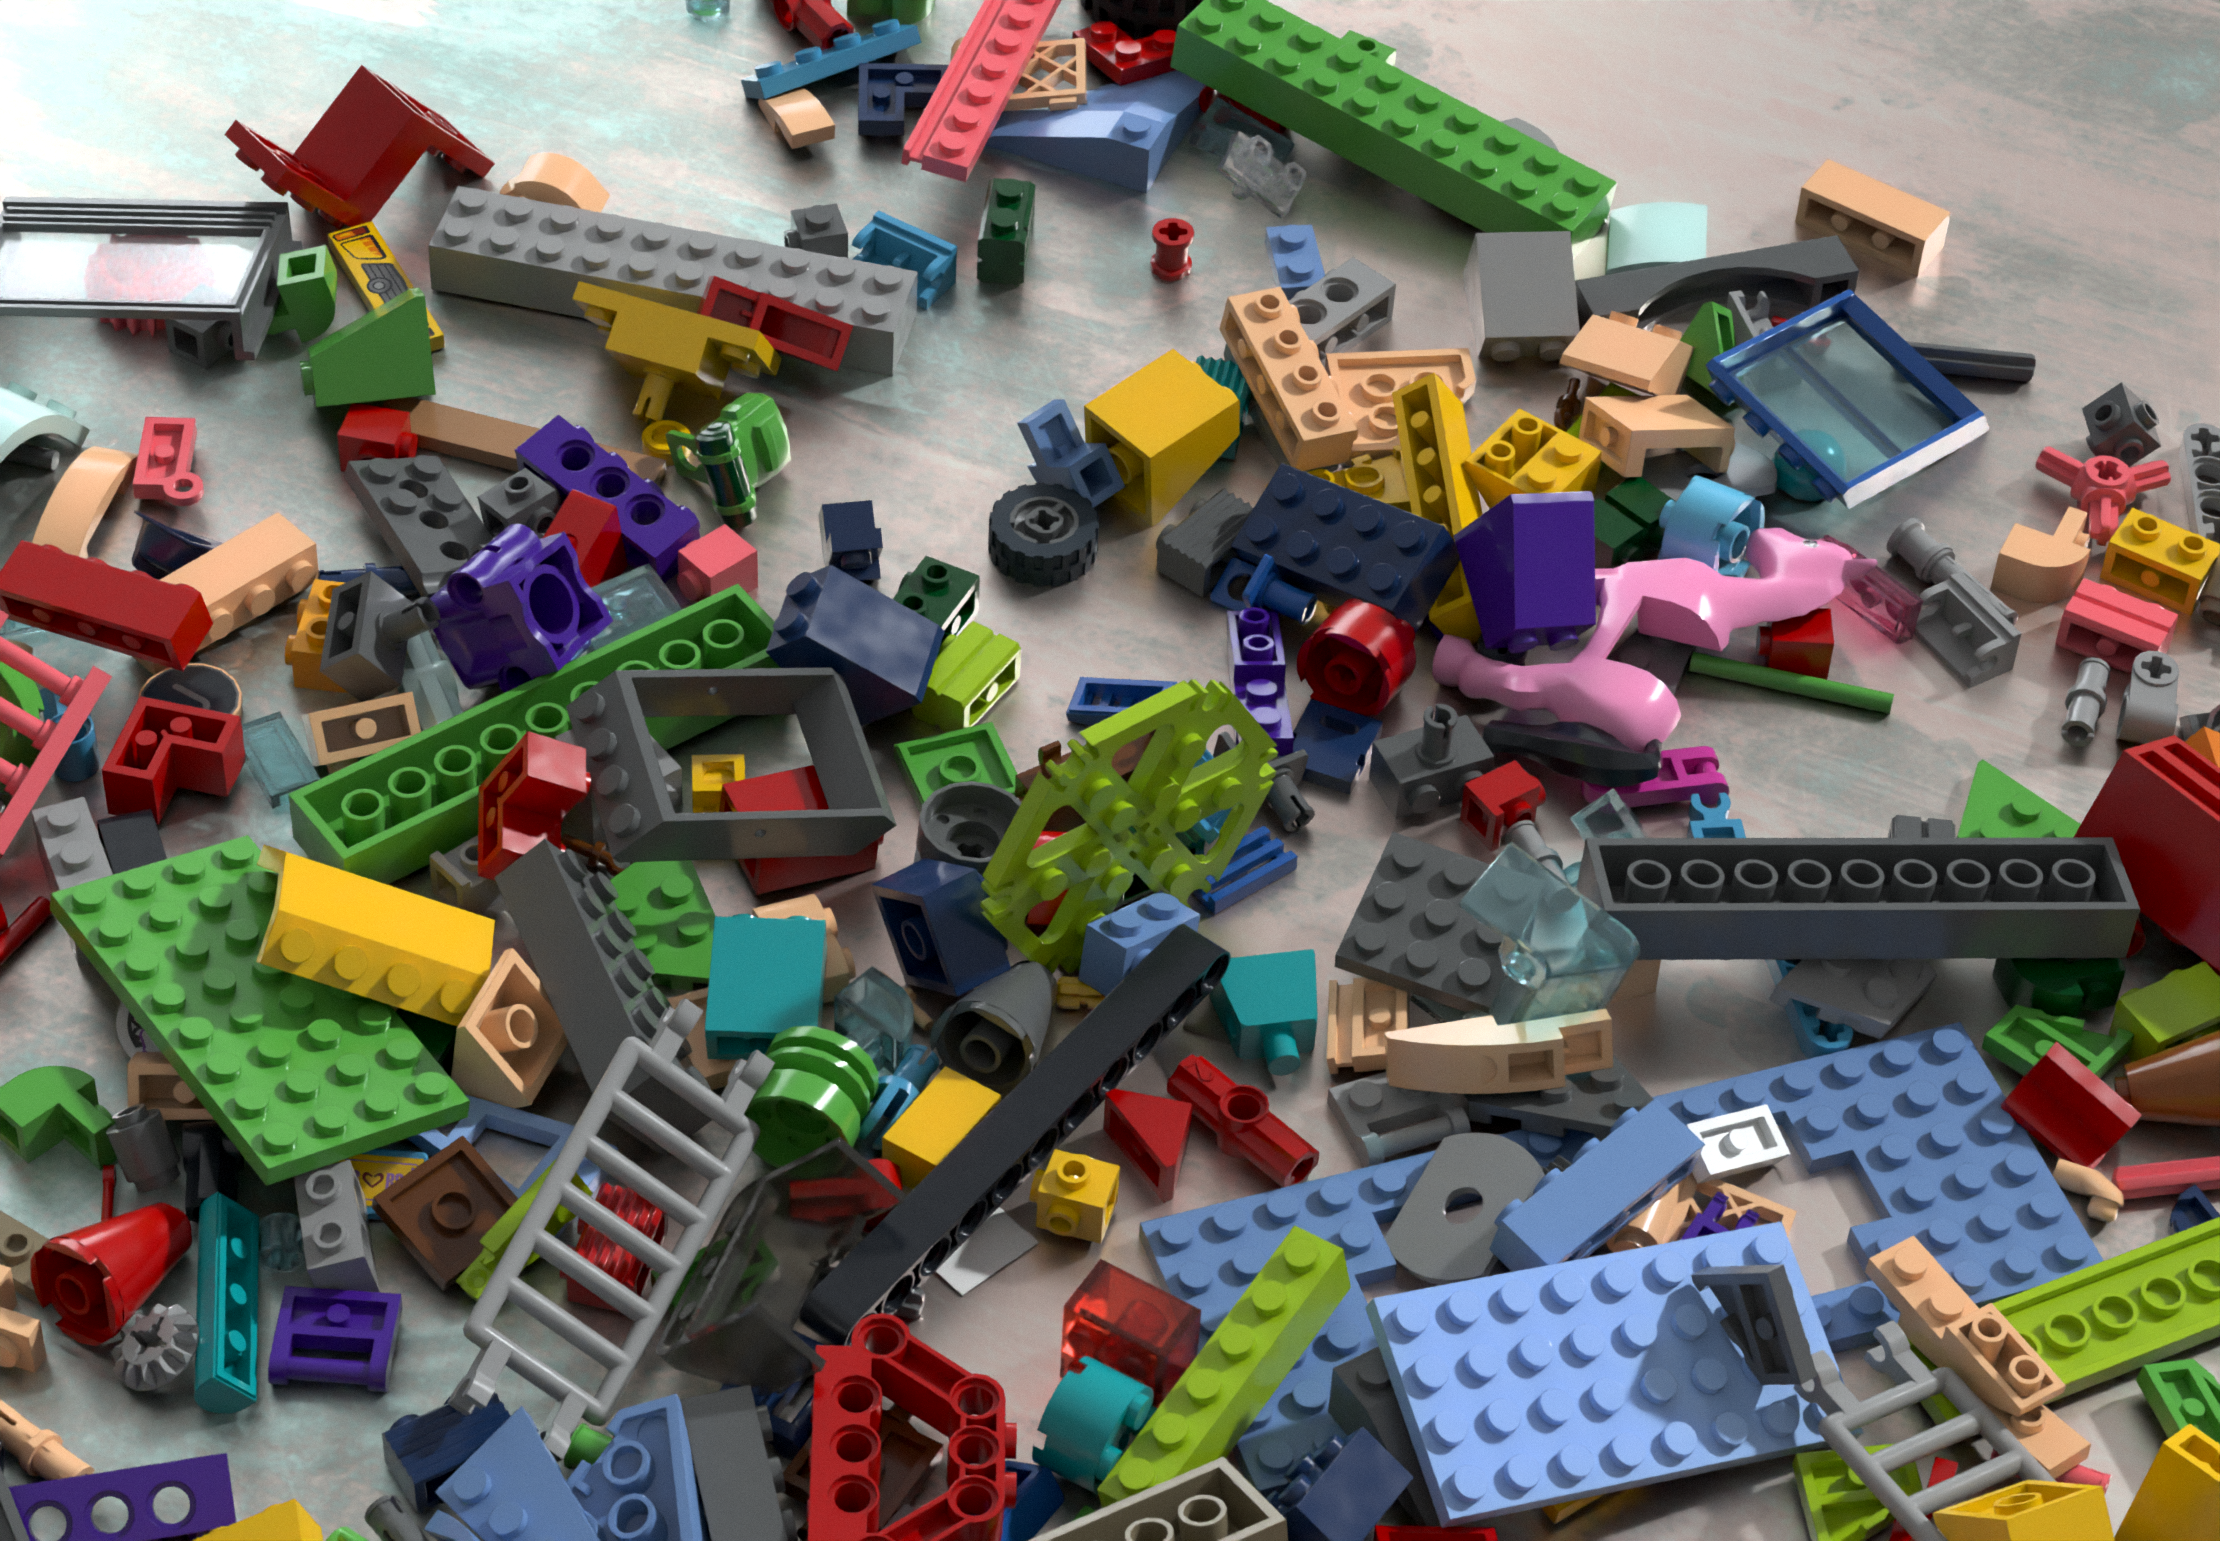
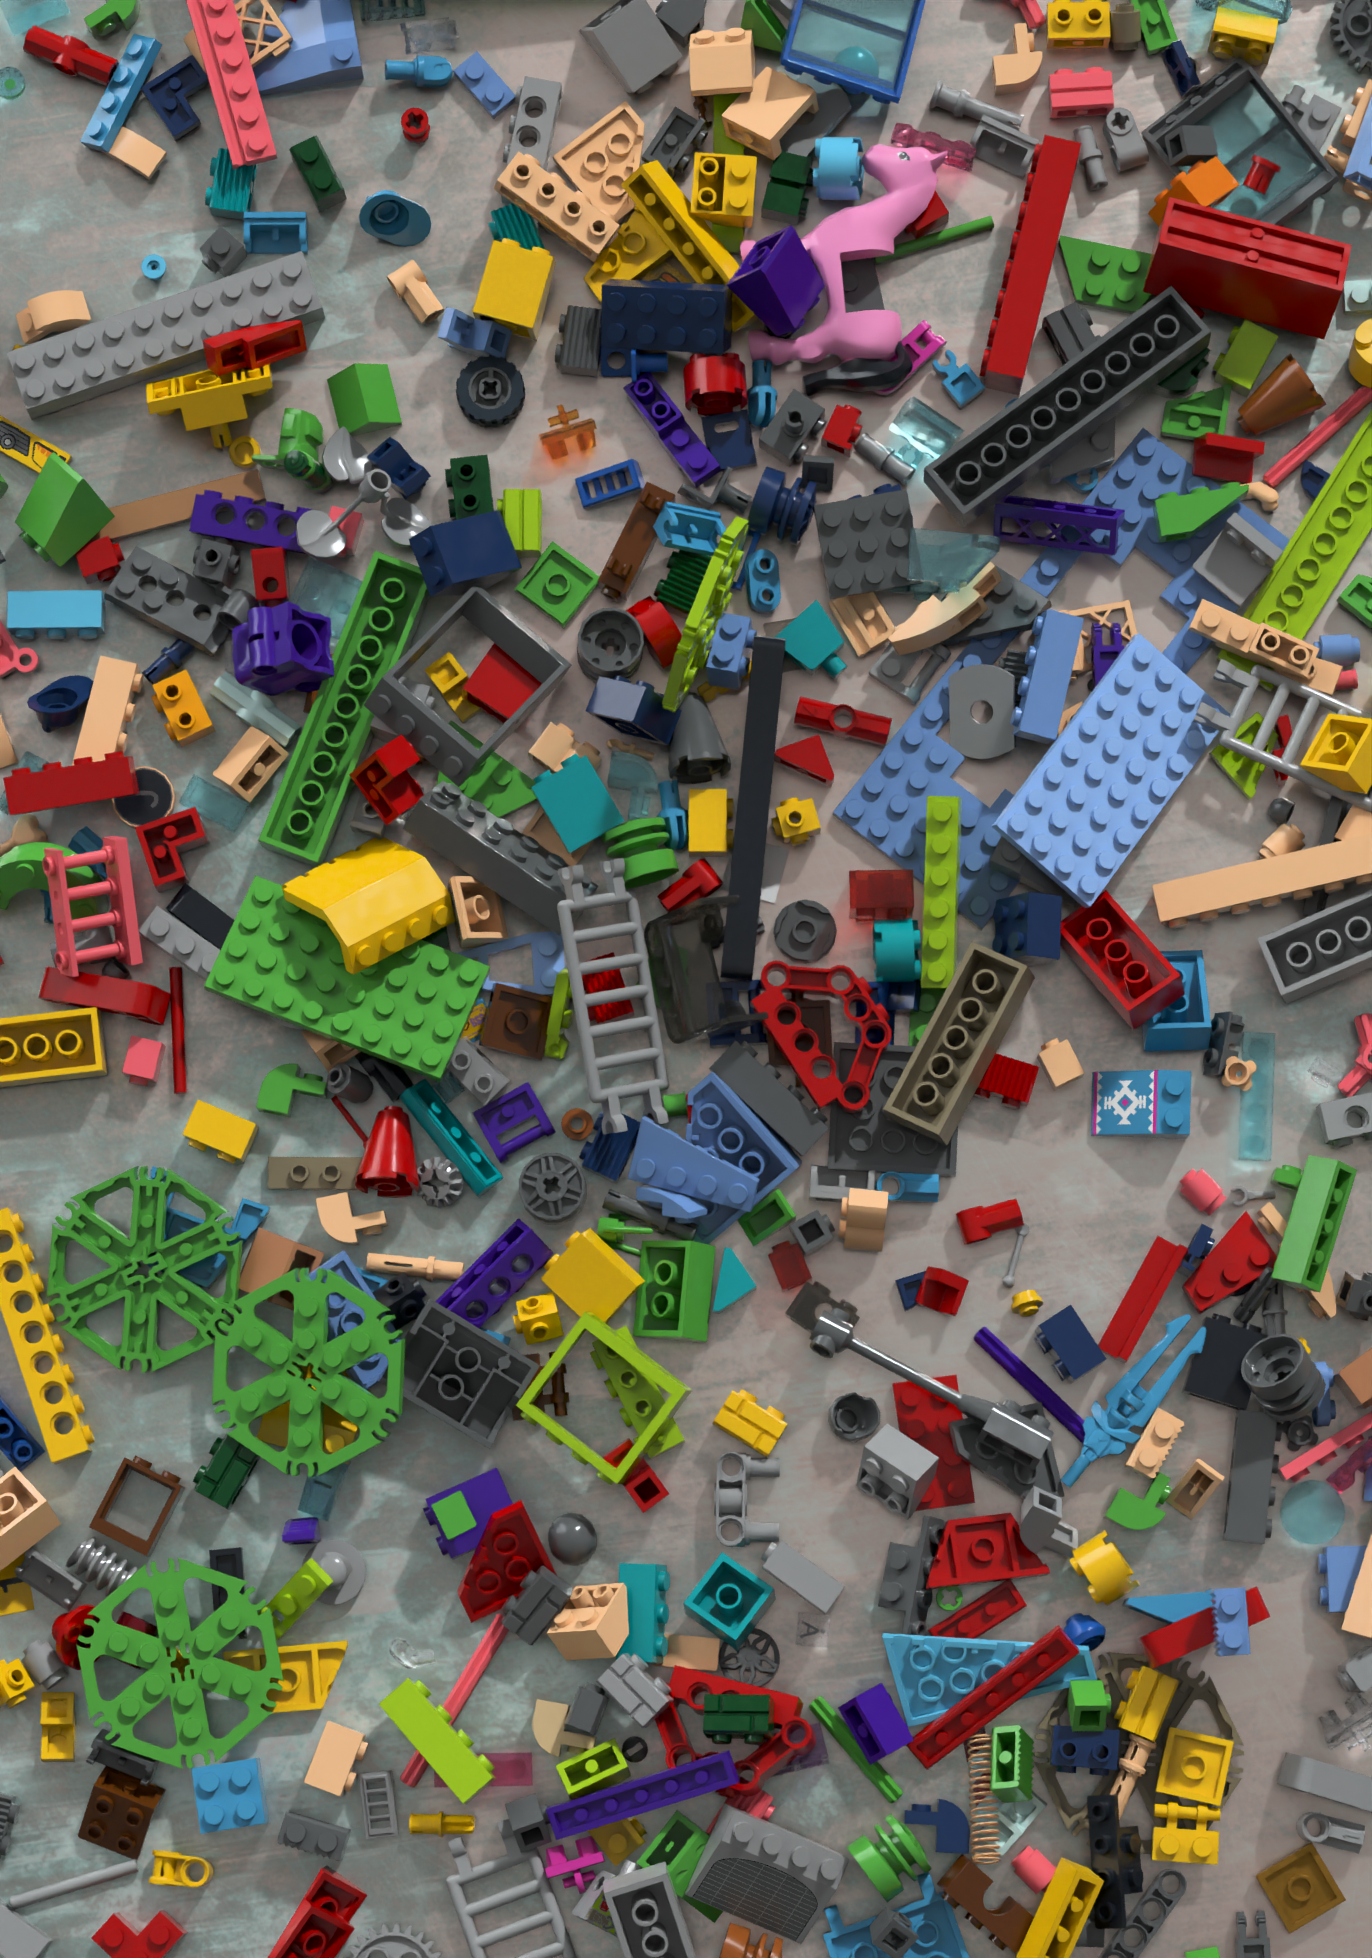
camera: 25 degrees left, 35 degrees up
(270, 464) = (56, 613): none -> medium azure brick
(312, 1438) = (552, 1207): none -> dark grey wheel
(371, 634) = (220, 711): dark grey brick -> none
(420, 1382) = (579, 1134): none -> dark orange plate
(720, 220) = (151, 262): none -> medium azure piece
(784, 495) = (344, 460): none -> light grey plant
(871, 460) = (364, 398): none -> bright green slope
(892, 189) = (231, 188): none -> teal brick
(985, 1341) = (805, 931): none -> dark grey tile
(1028, 387) = (412, 286): none -> light nougat piece
(1061, 1504) = (904, 997): none -> dark blue tile
(1065, 311) = (394, 218): none -> dark azure piece
(1111, 615) = (581, 430): none -> clear orange hips
(1223, 207) = (423, 71): none -> dark azure arm
(1255, 905) = (760, 580): none -> dark azure plate
(1342, 822) = (782, 506): none -> dark blue wheel
(1410, 705) = (761, 395): none -> dark azure arm
(1432, 824) = (819, 470): none -> dark grey plate
(1491, 411) = (676, 142): none -> dark grey bracket
(1737, 1143) = (1081, 584): white plate -> none
(1747, 1038) = (1059, 513): none -> dark purple fence
(1762, 1320) = (1167, 707): dark grey wing -> none
(1930, 736) = (1032, 260): none -> red brick
(1973, 1136) = (1188, 514): none -> bright green slope
(2009, 1227) = (1237, 560): none -> light grey bracket
(2110, 1437) = (1338, 649): none -> medium blue brick

